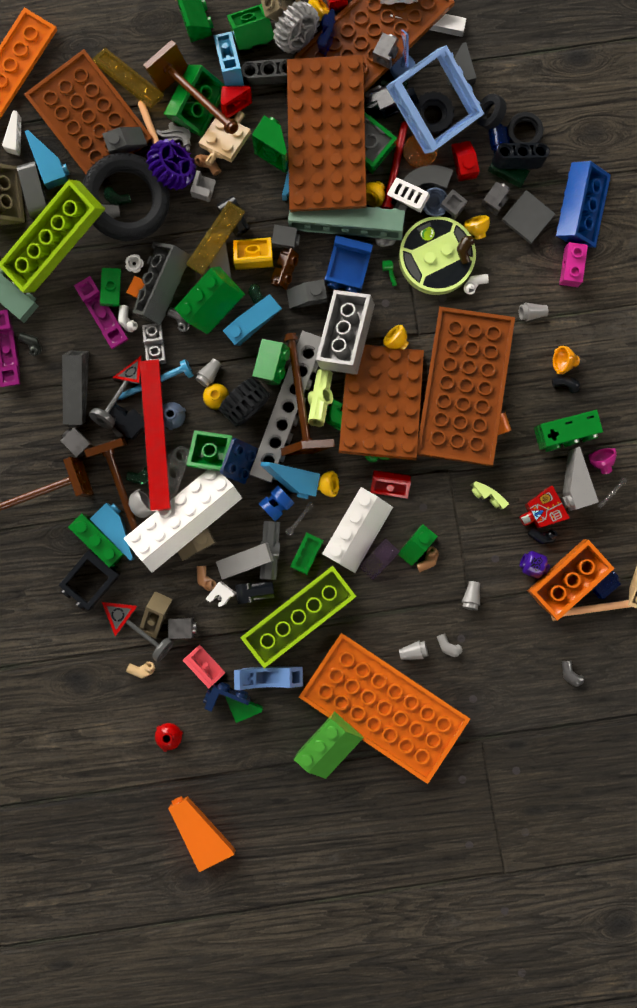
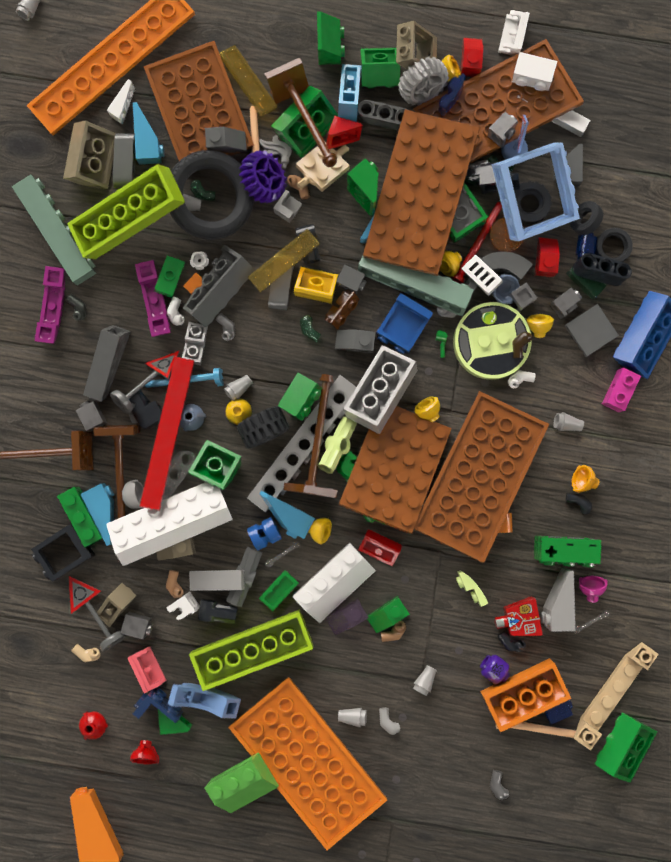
camera: 20 degrees right, 0 degrees up
(140, 478) = (141, 468): clear green arm -> none
(209, 300) = (260, 318): green slope -> none
(227, 747) = (145, 754): none -> red piece
(238, 461) = (240, 482): dark blue bracket -> none
(252, 320) = (295, 350): dark azure slope -> none

